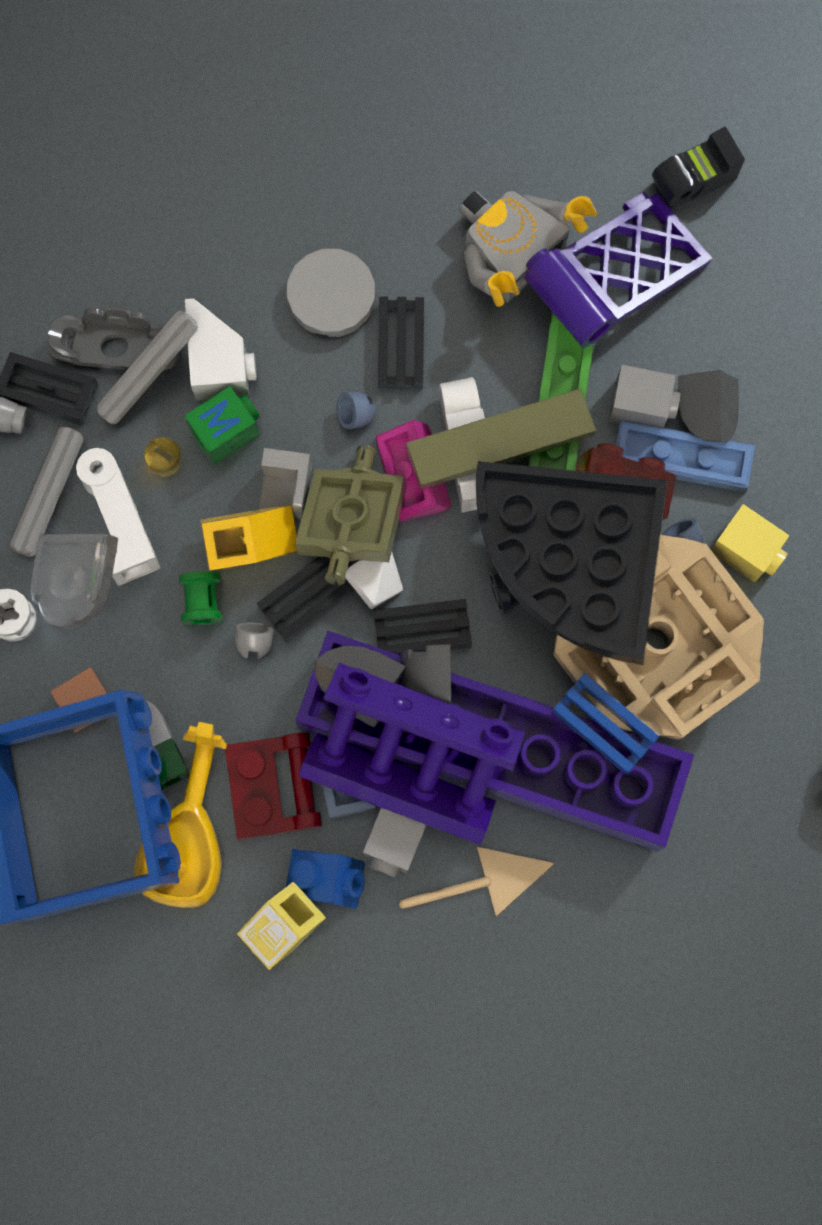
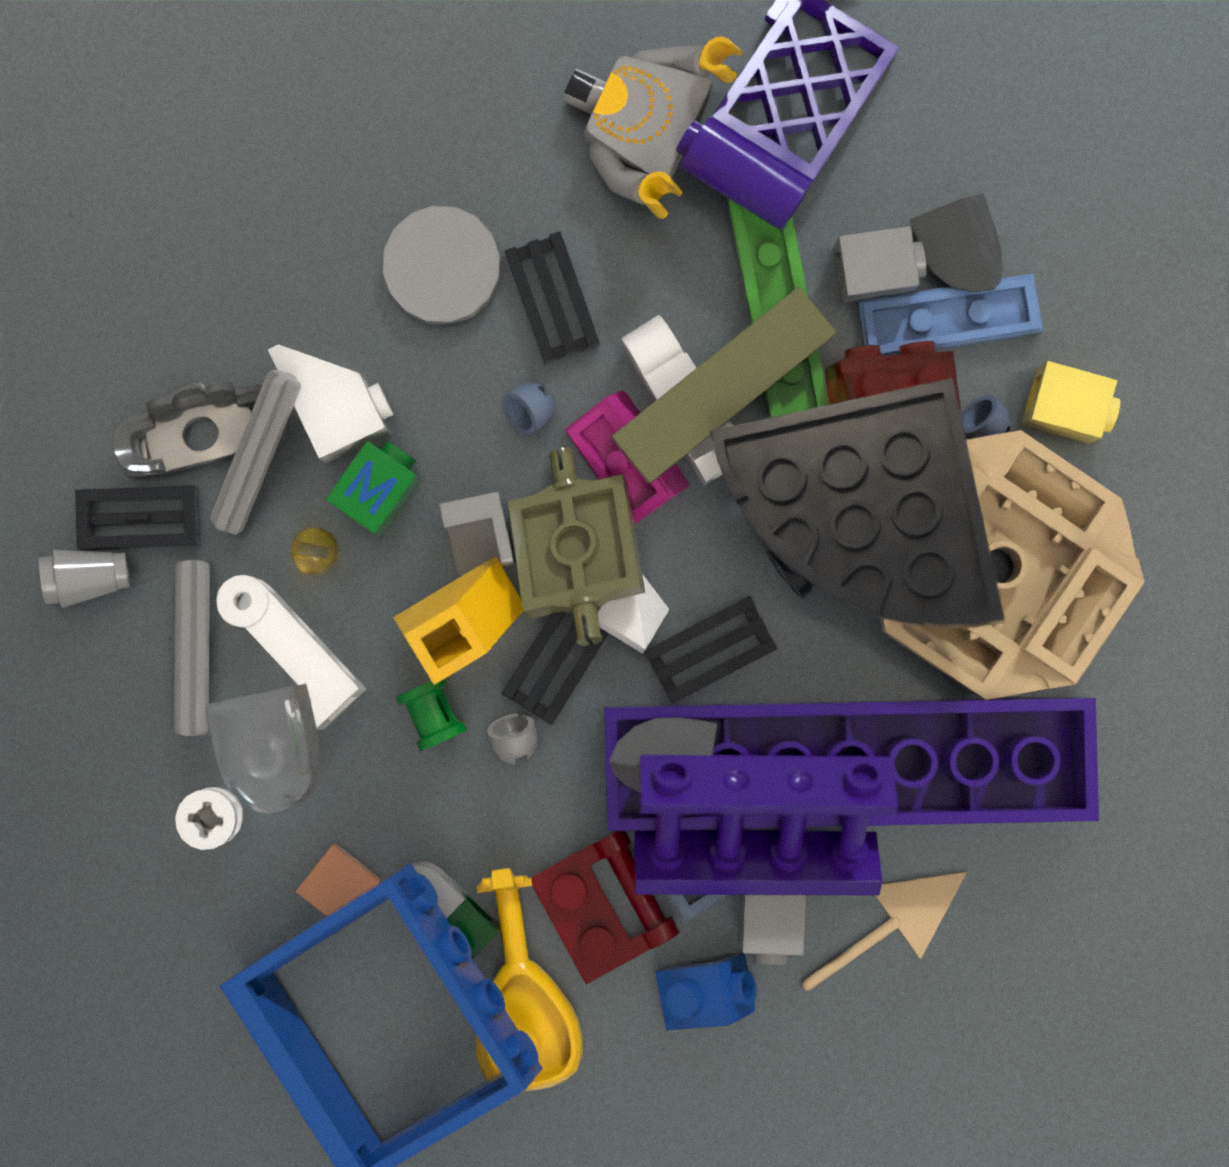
camera: 20 degrees left, 10 degrees up
(281, 925) = (679, 1070): light yellow brick -> none
(428, 671) = (748, 723): dark grey brick -> none
(617, 709) = (1028, 721): blue tile -> none

